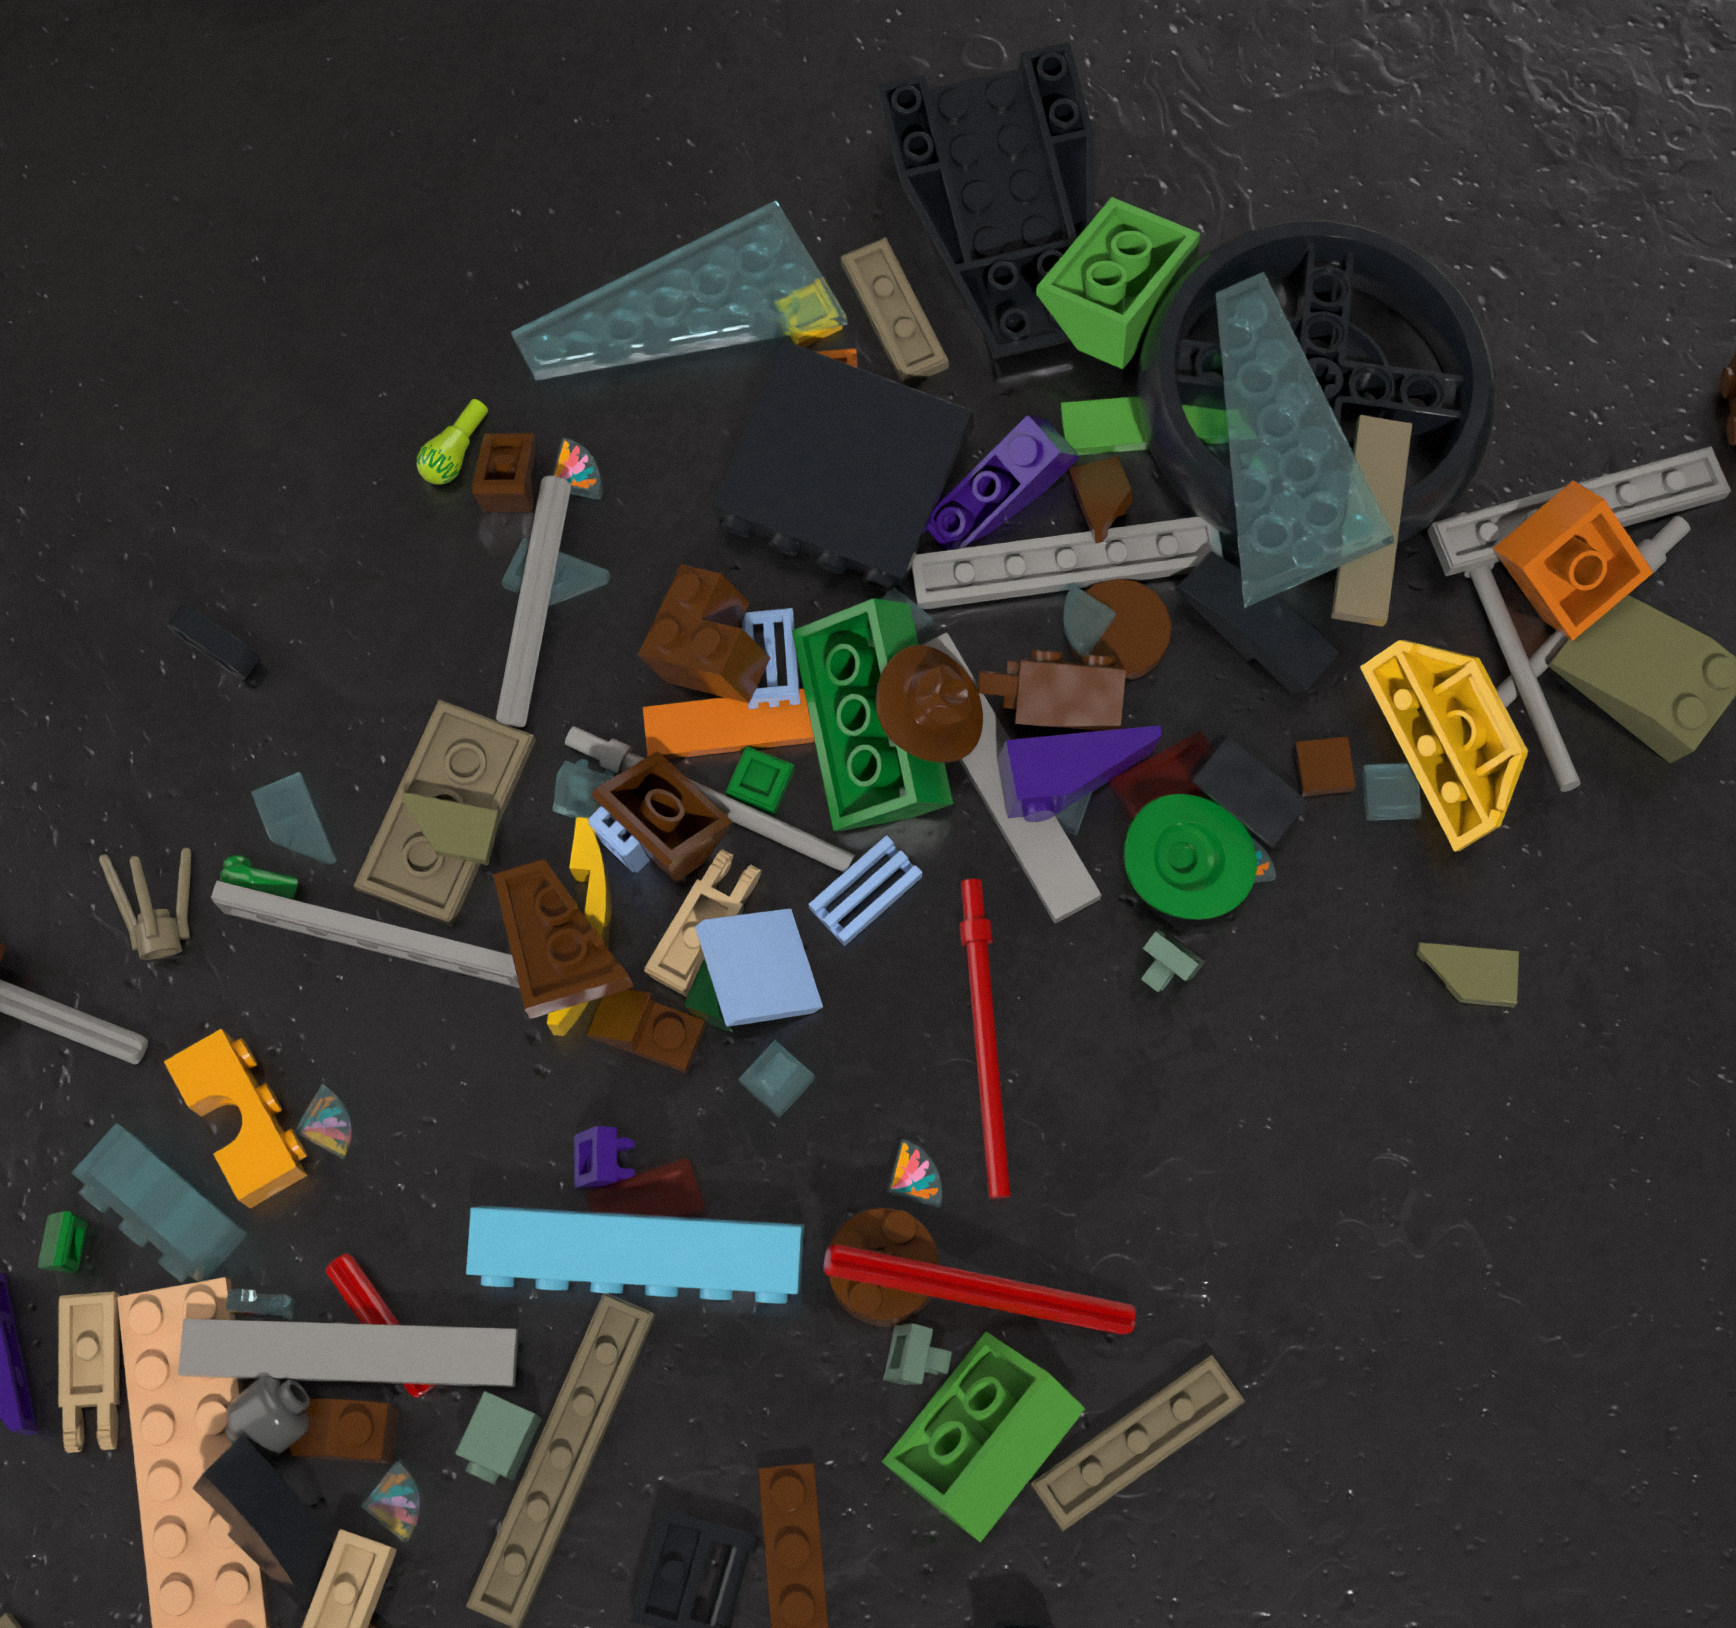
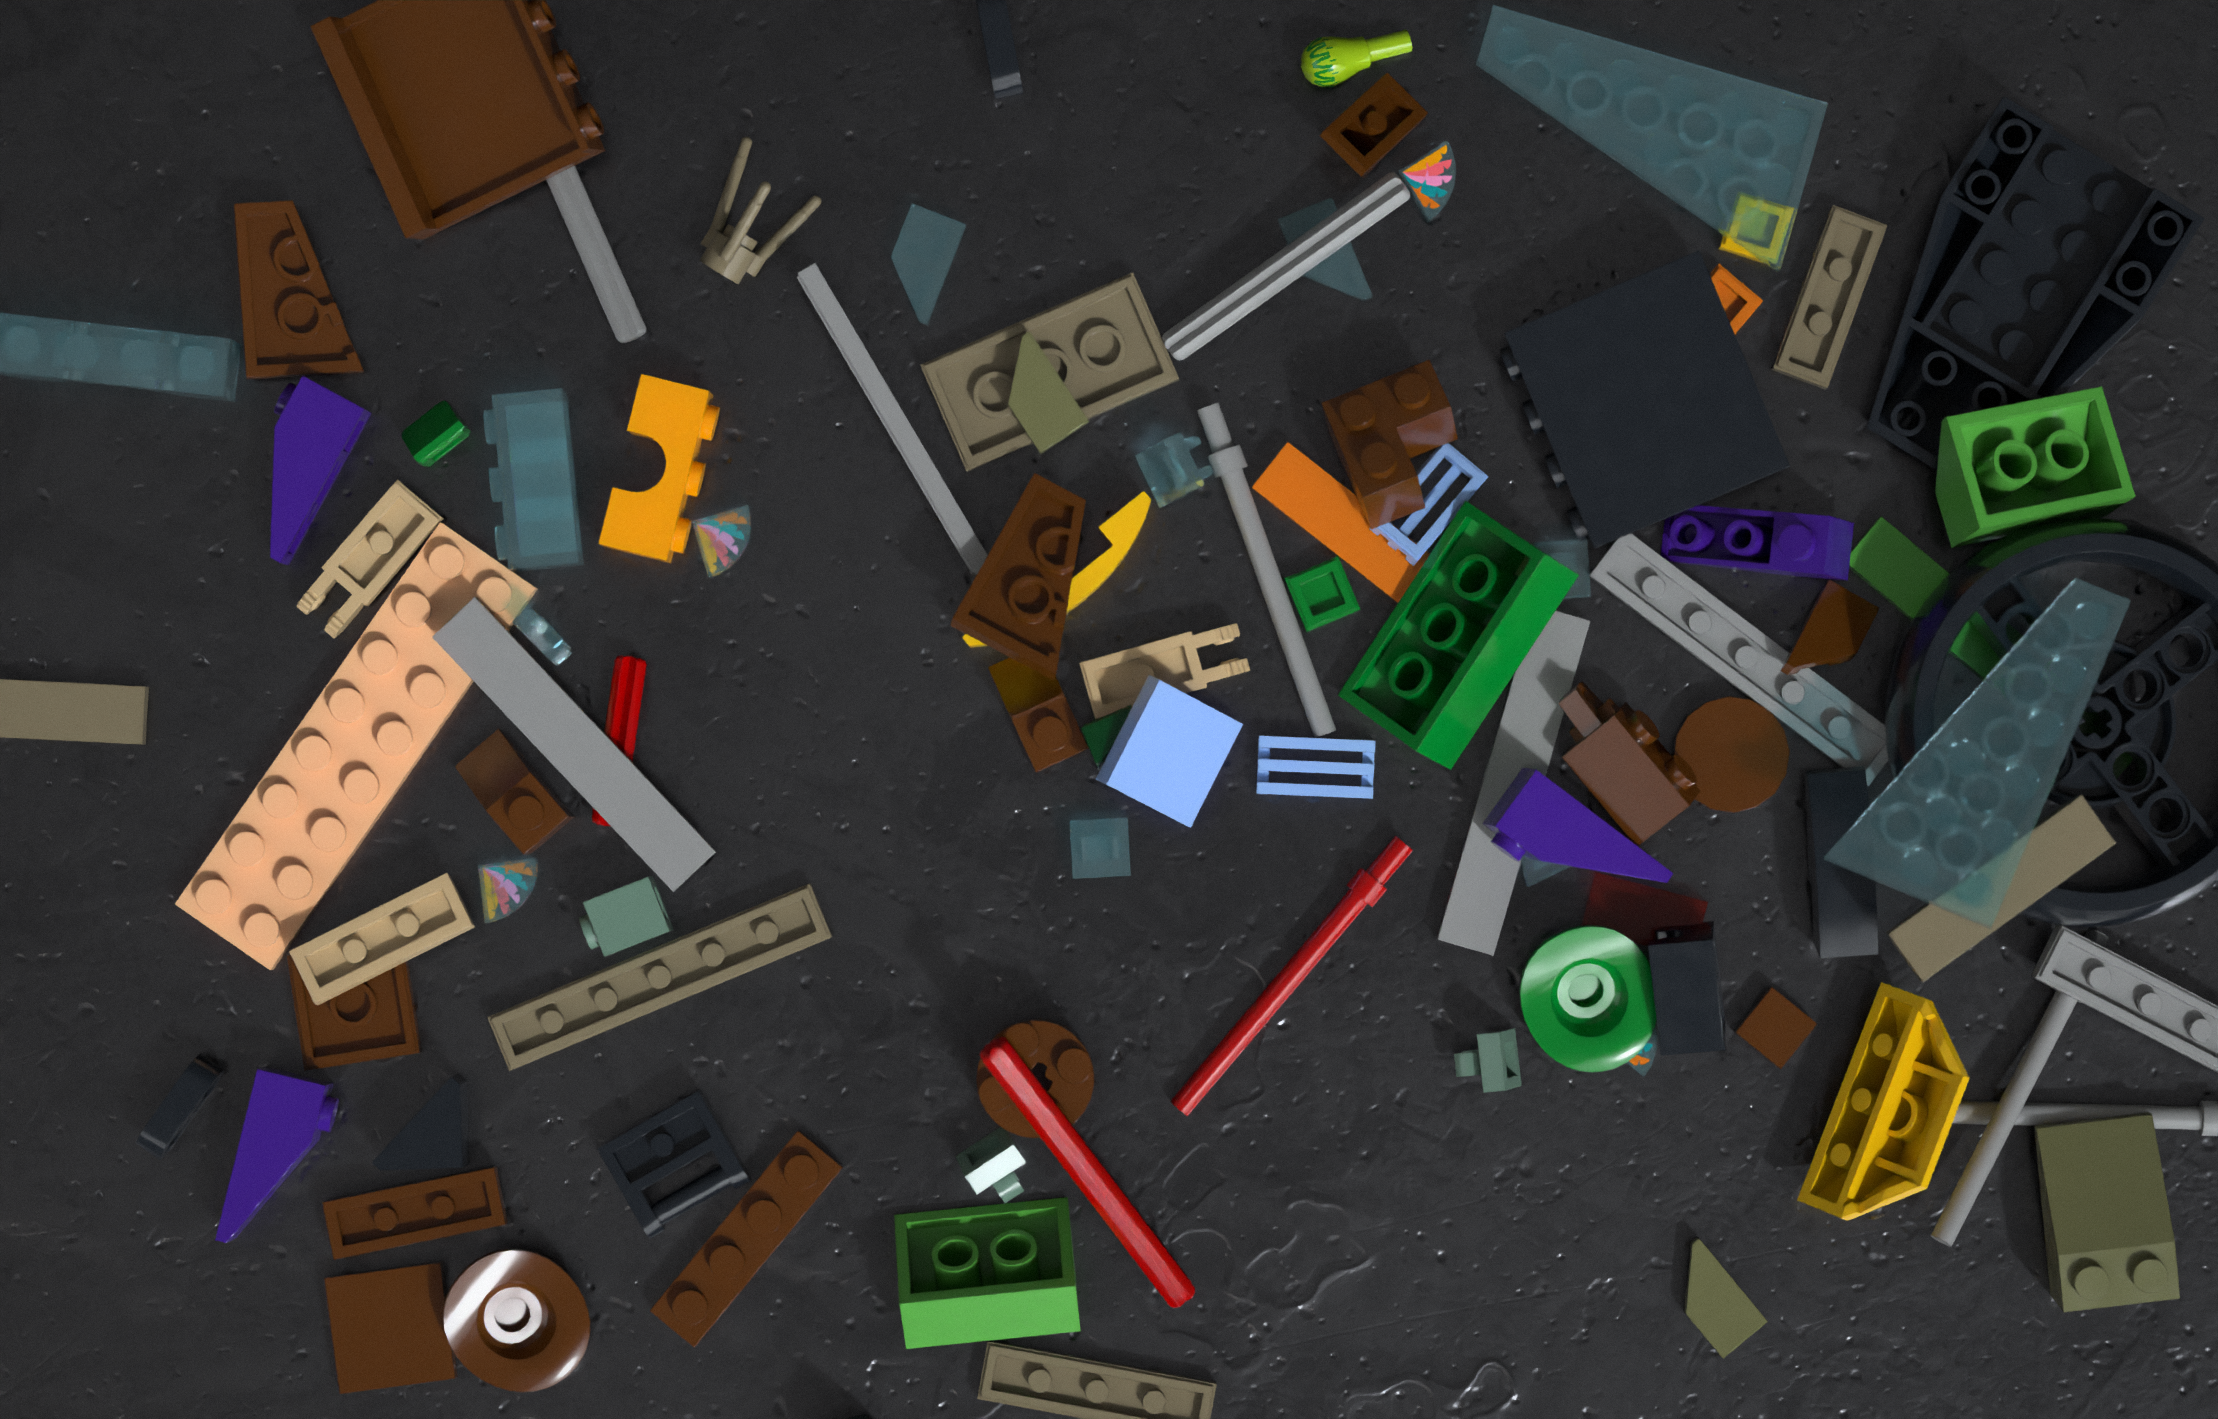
camera: 40 degrees right, 15 degrees up
(239, 872) = (849, 291): green arm -> none
(267, 1520) = (399, 814): black slope -> none
(269, 1415) = (469, 734): dark grey head -> none
(597, 1157) = (902, 776): dark purple tile -> none
(617, 840) = (1153, 544): light blue tile -> none
(635, 1251) = (862, 879): medium azure brick -> none
(658, 1192) = (907, 843): clear red tile -> none
(664, 814) = (1213, 558): reddish brown slope -> none
(915, 1176) = (1130, 1029): tile -> none
(929, 705) = (1507, 679): reddish brown hat -> none
(1085, 620) = (1707, 723): clear light blue tile -> none
(1391, 792) = (1804, 1099): clear light blue tile -> none
(1573, 560) = (2135, 1070): orange brick -> none

